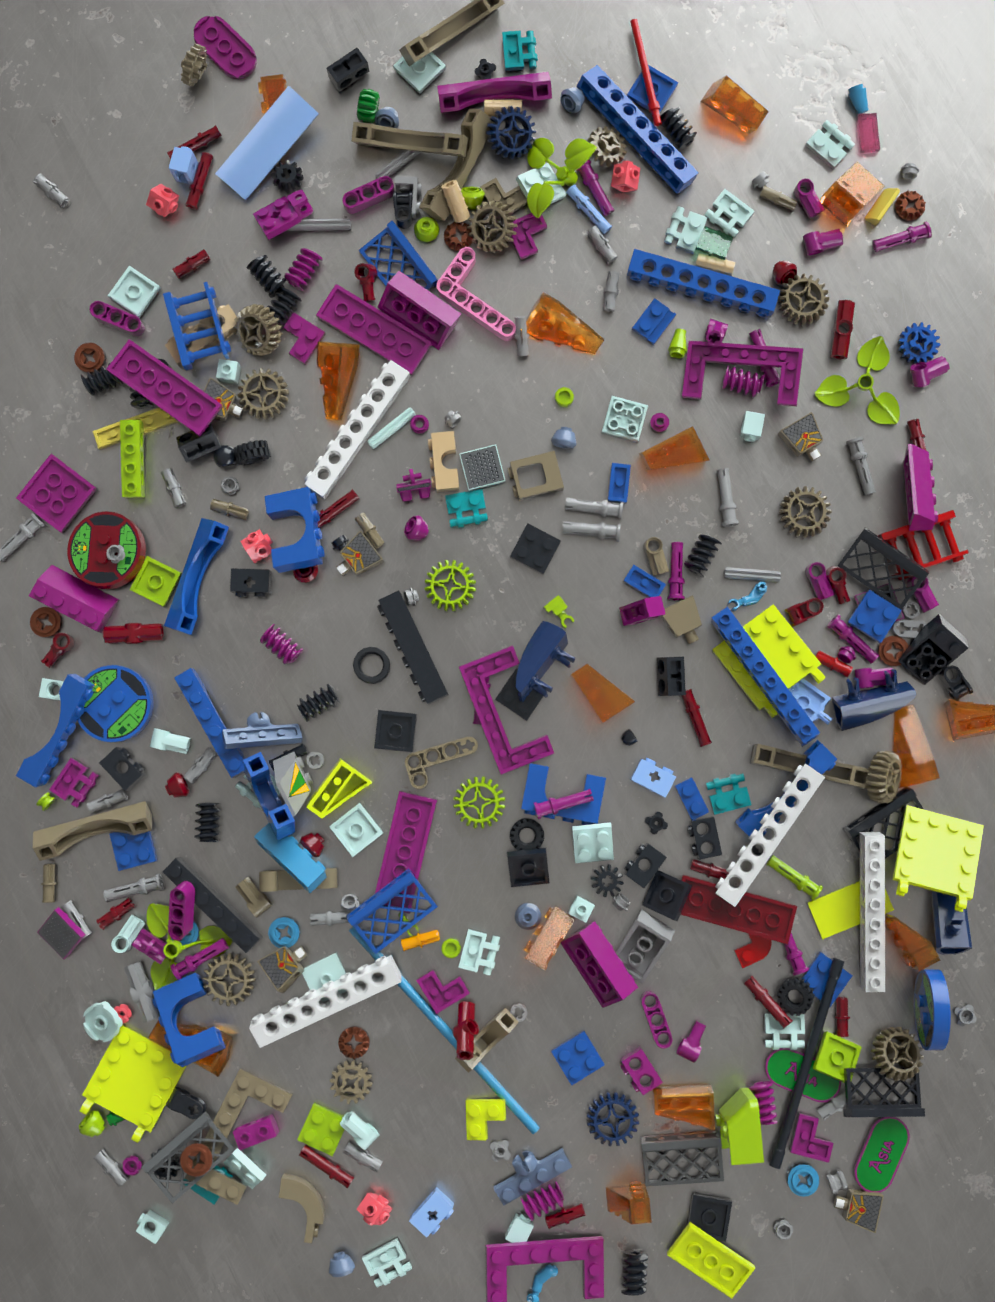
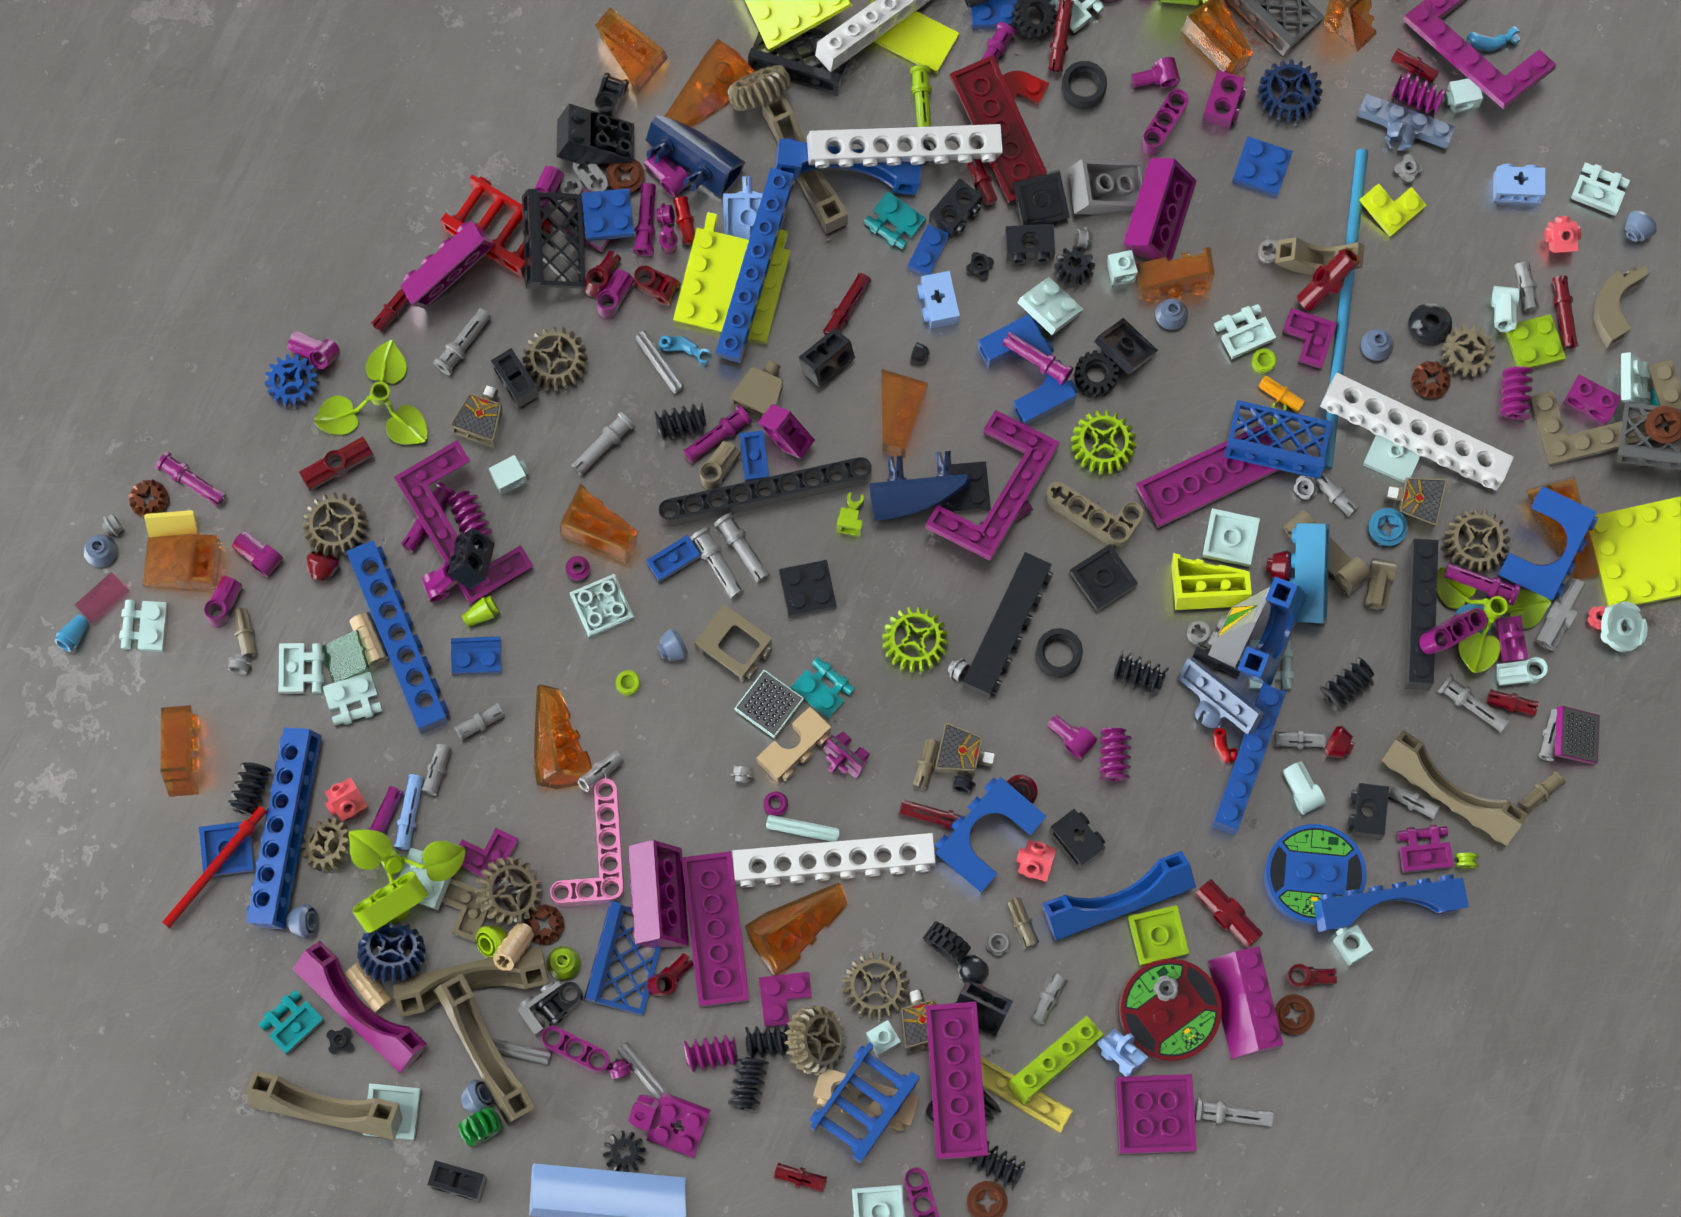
camera: 135 degrees left, 10 degrees down
(105, 501) = (1123, 1051): none -> light blue hips
(132, 849) = (1440, 736): blue plate -> none
(183, 1102) = (1626, 489): black piece -> none
(234, 714) = (1221, 745): none -> red arm
(300, 1087) = (1514, 393): none -> magenta piece
(310, 631) = (1077, 740): none -> magenta pin
(337, 211) = (619, 1068): none -> magenta plate
(389, 1063) = (1427, 334): none -> black piece
(407, 1023) = (1377, 344): none -> sand blue cone
(416, 528) = (886, 719): magenta cone -> none
(539, 149) = (390, 901): none -> lime beam
(620, 562) = (774, 483): none -> black beam
(709, 357) = (471, 558): none -> black brick
(723, 1004) = (1084, 102): none -> black tyre
(811, 475) = (514, 378): none -> black brick
(827, 640) = (668, 240): none -> magenta axle
(899, 153) = (103, 554): none -> sand blue cone

